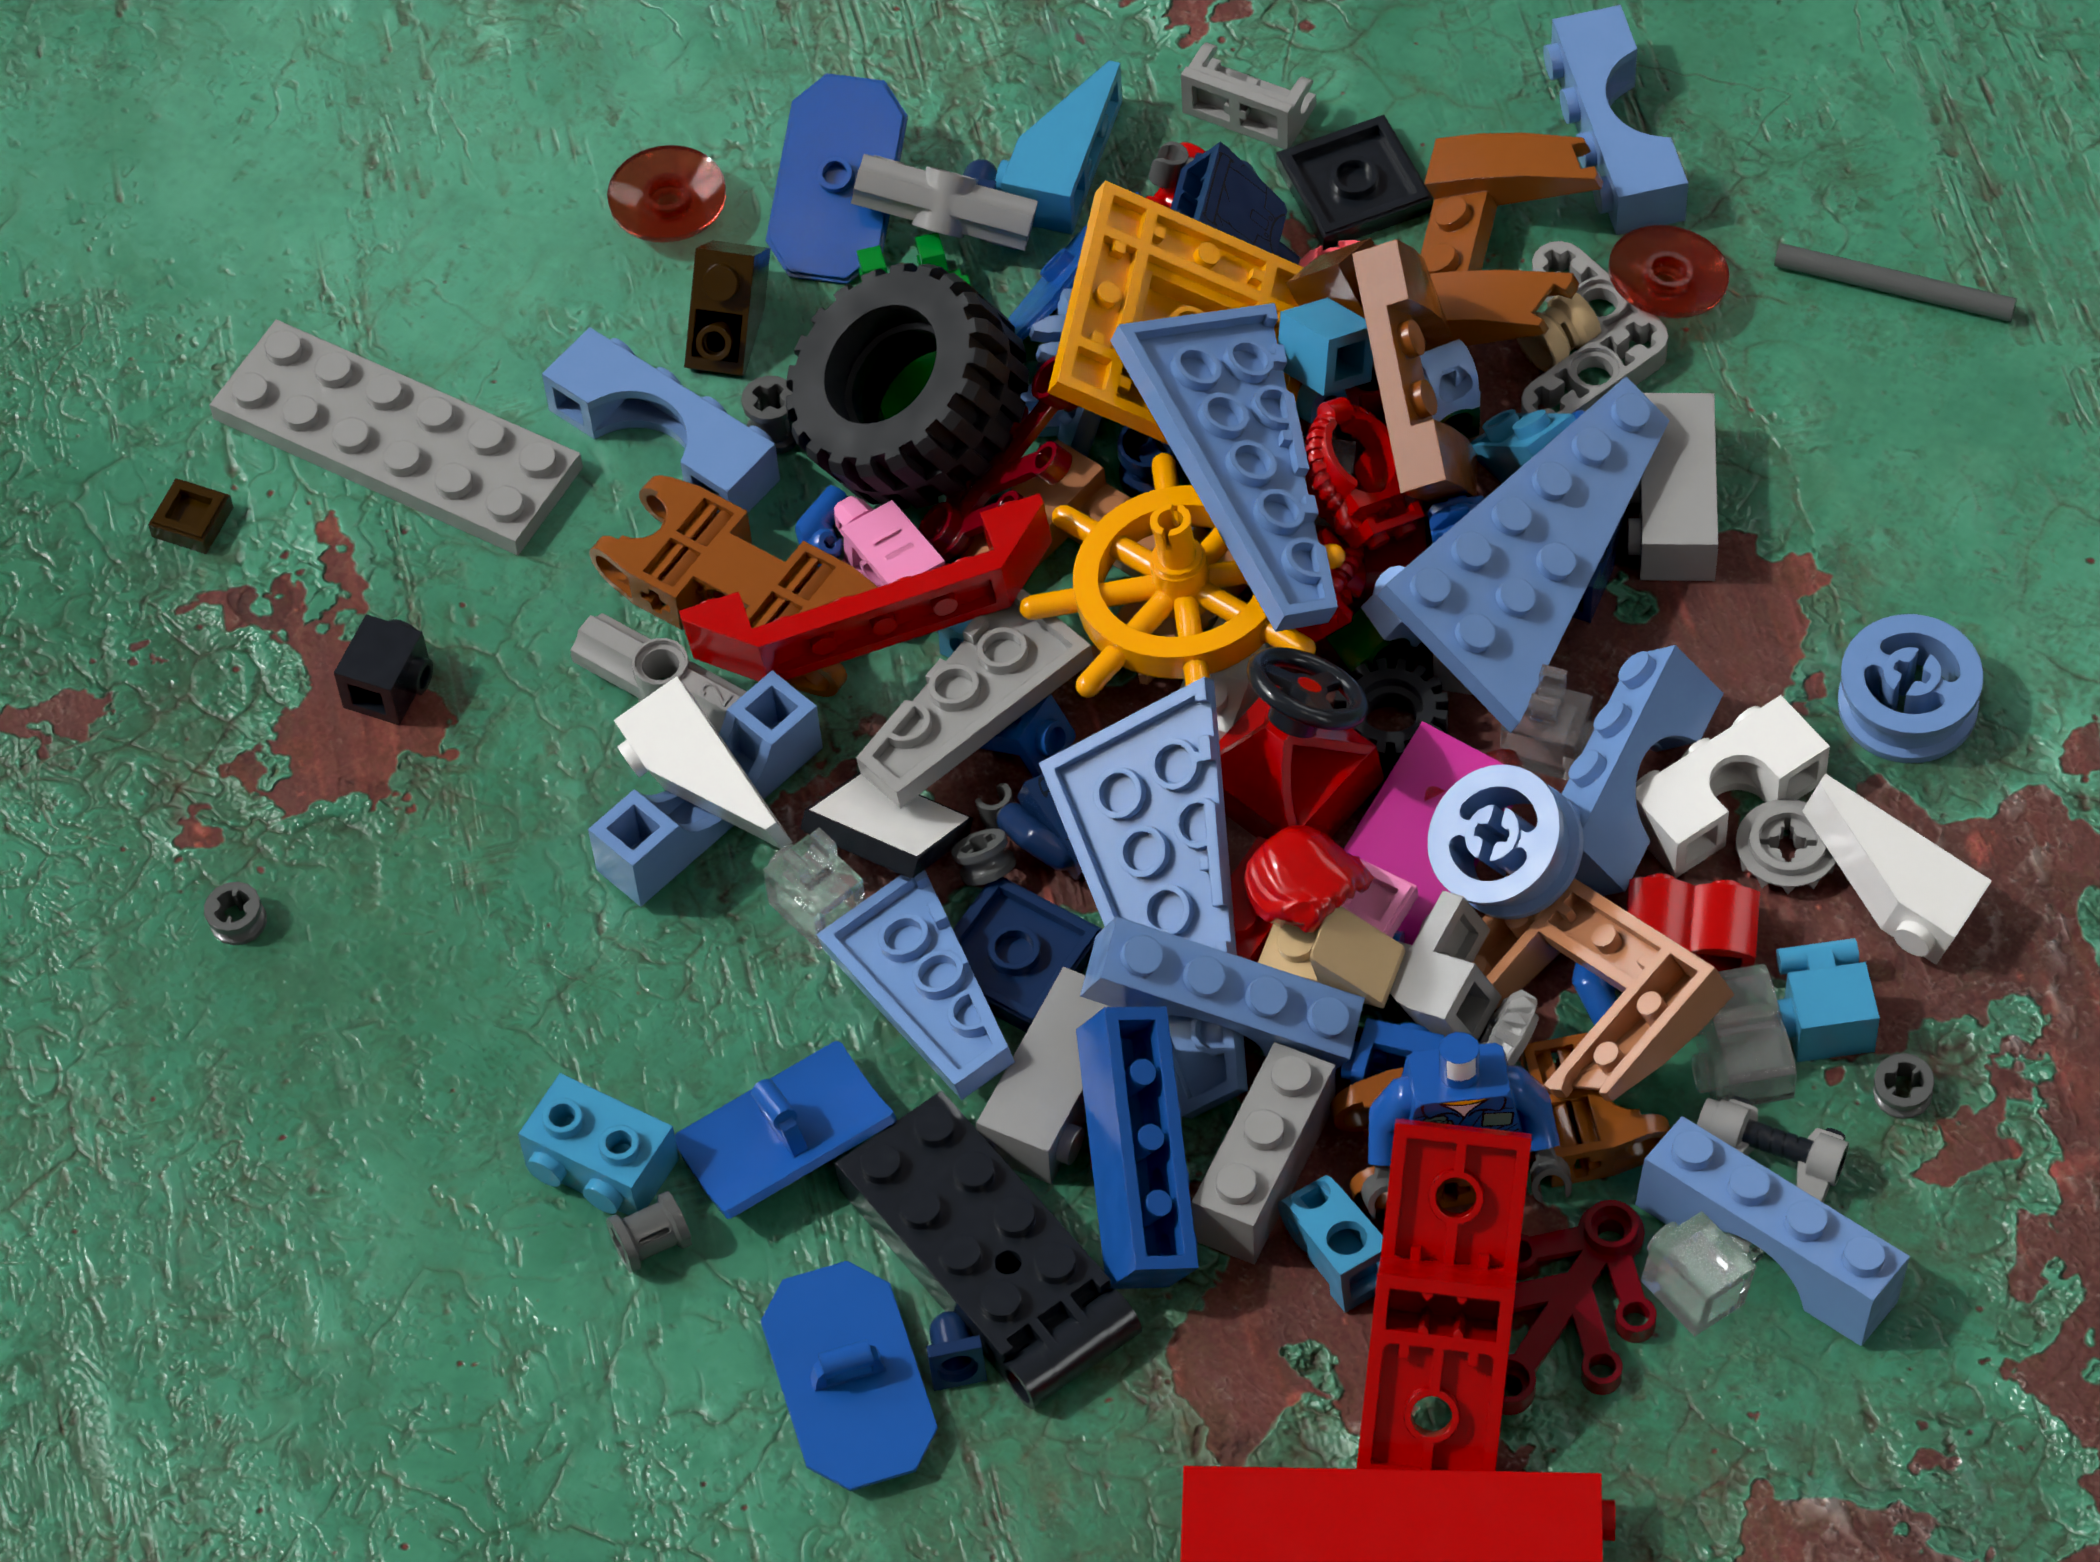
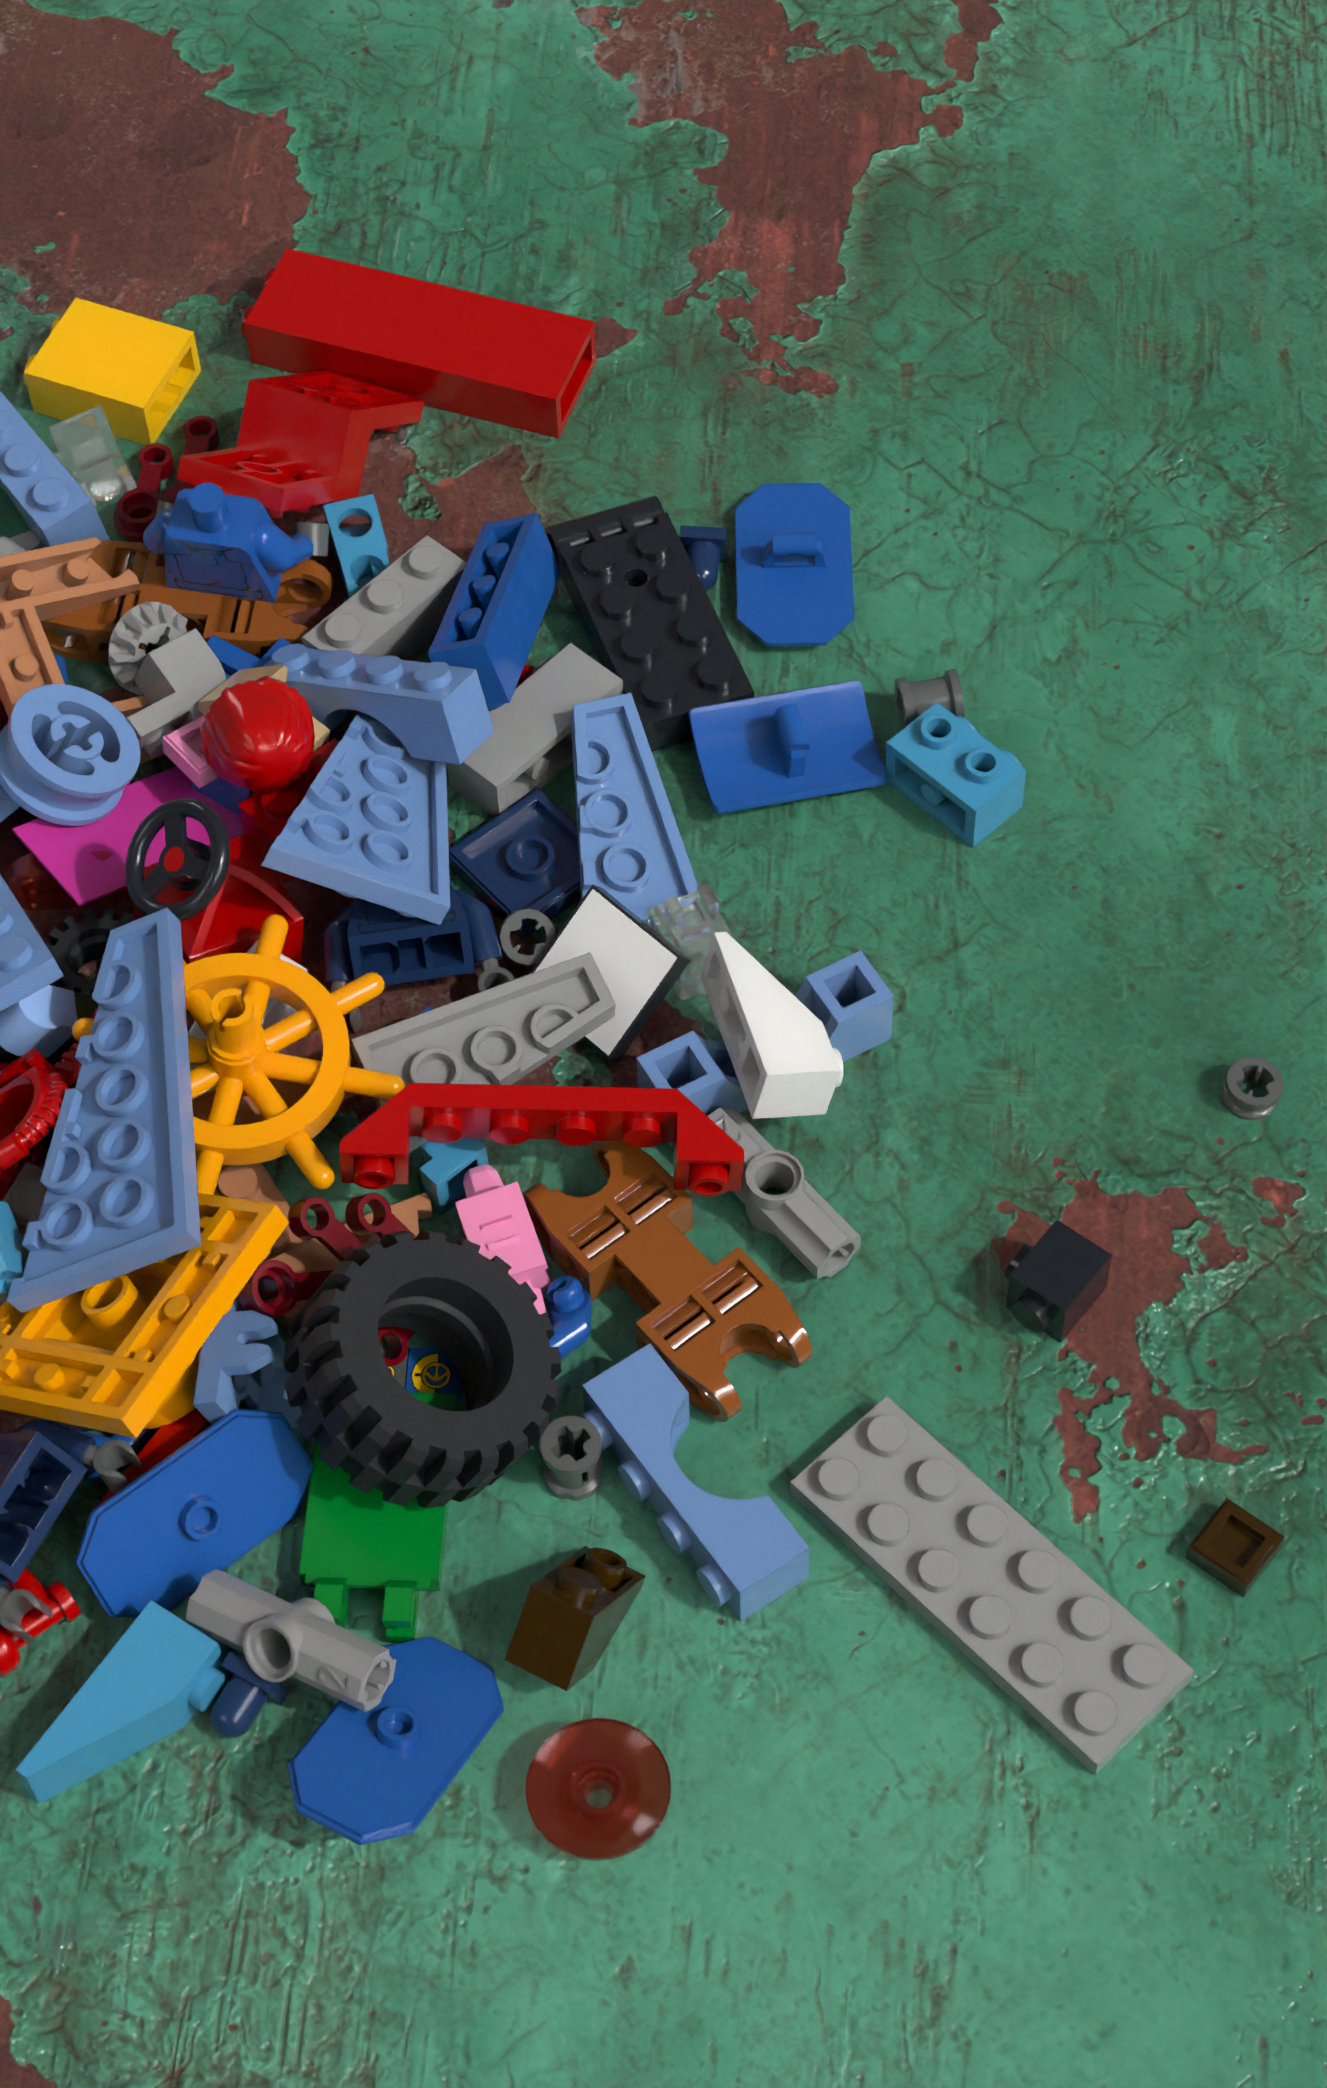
camera: 165 degrees left, 0 degrees up
(1743, 1403) = (114, 361): none -> yellow brick

